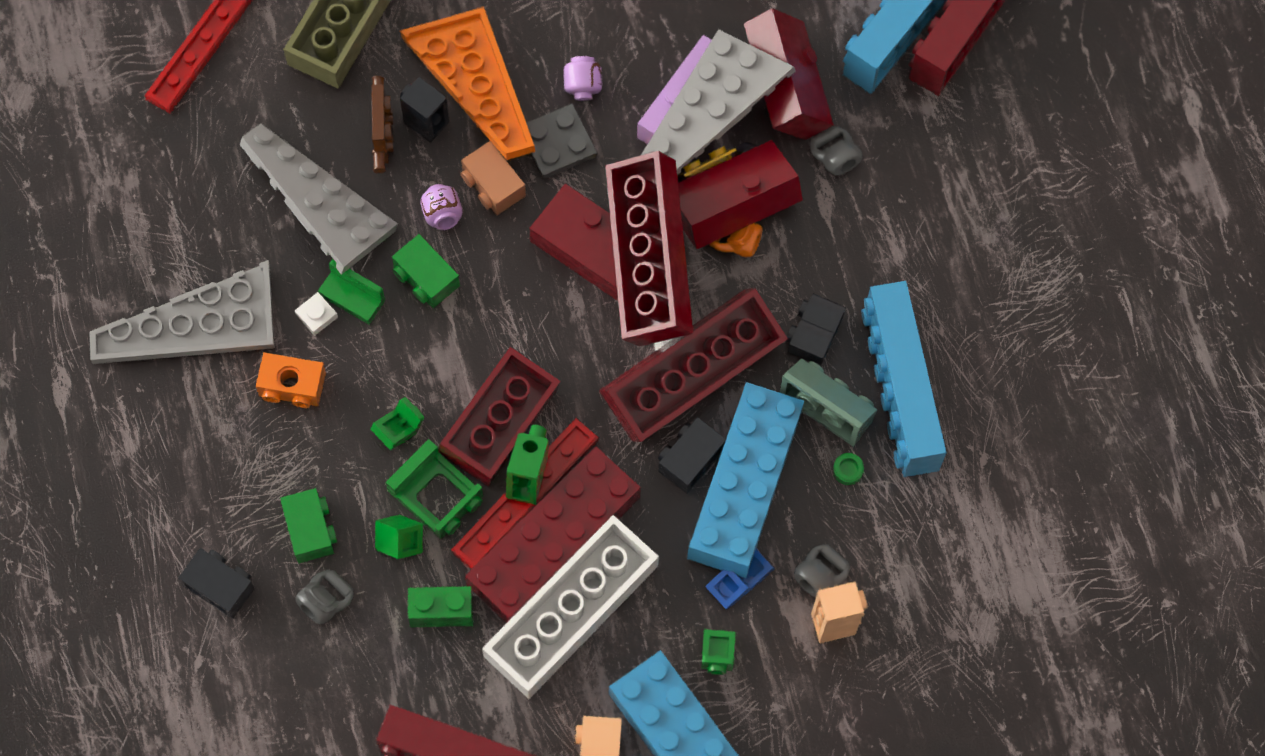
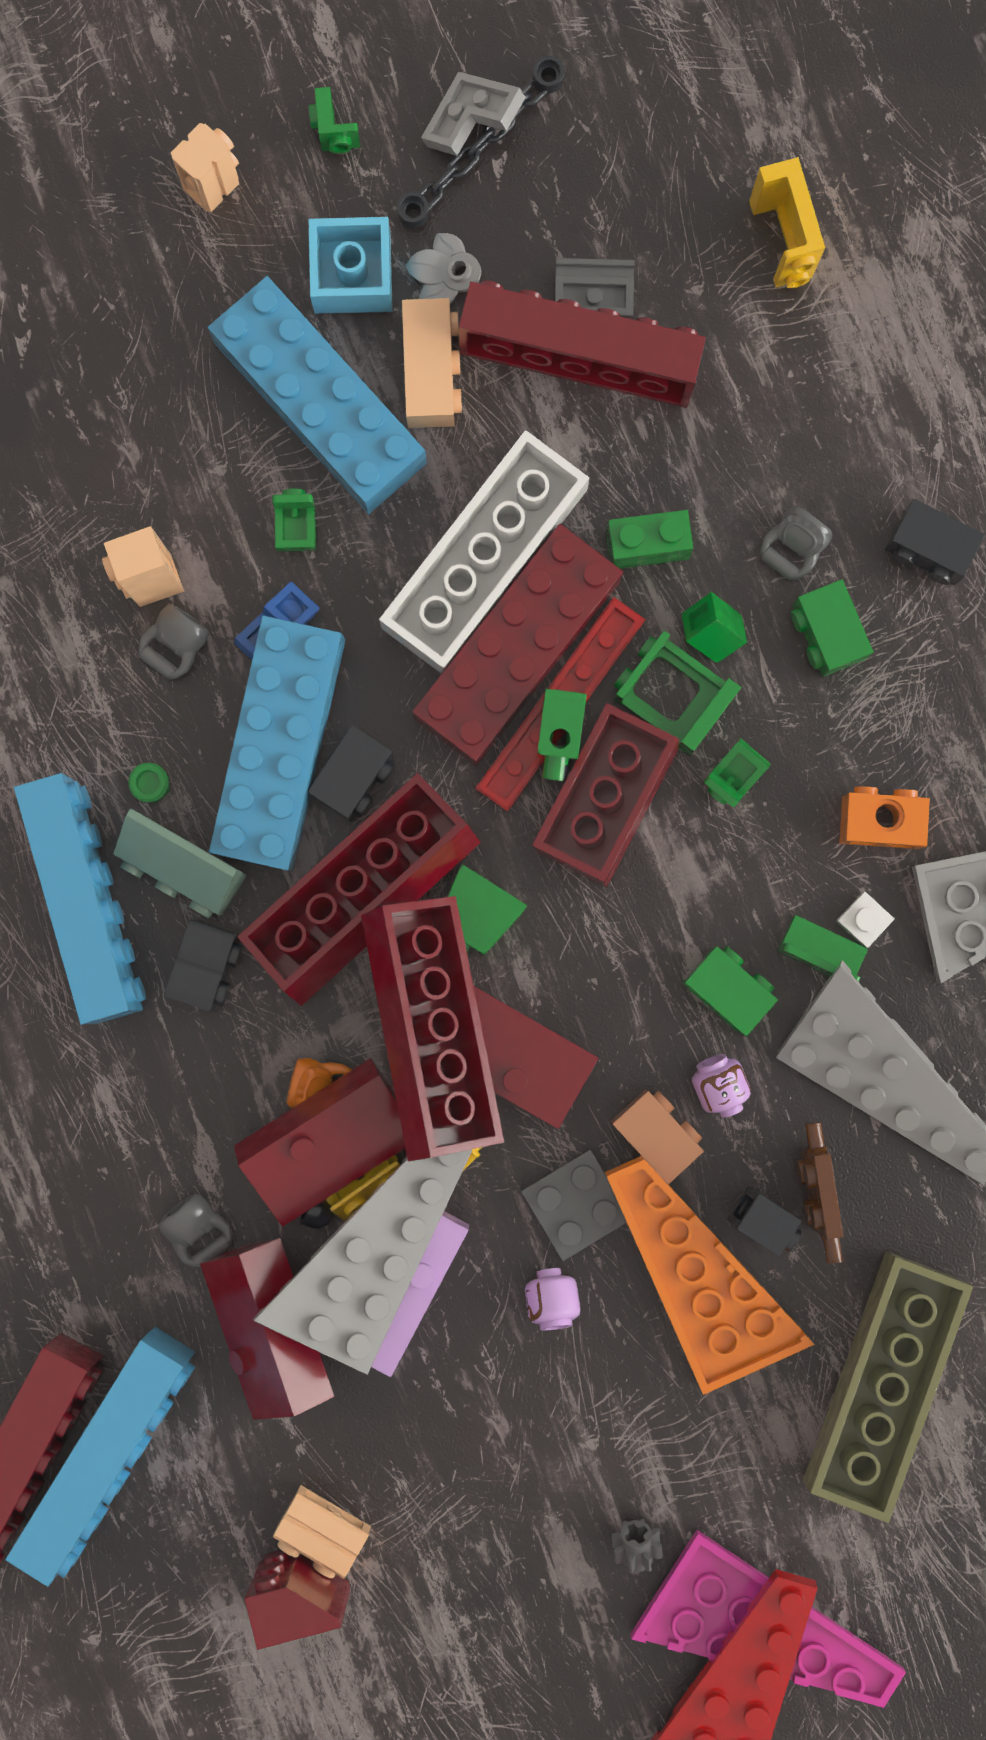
camera: 175 degrees right, 15 degrees up
(602, 346) = (483, 909): none -> green torso

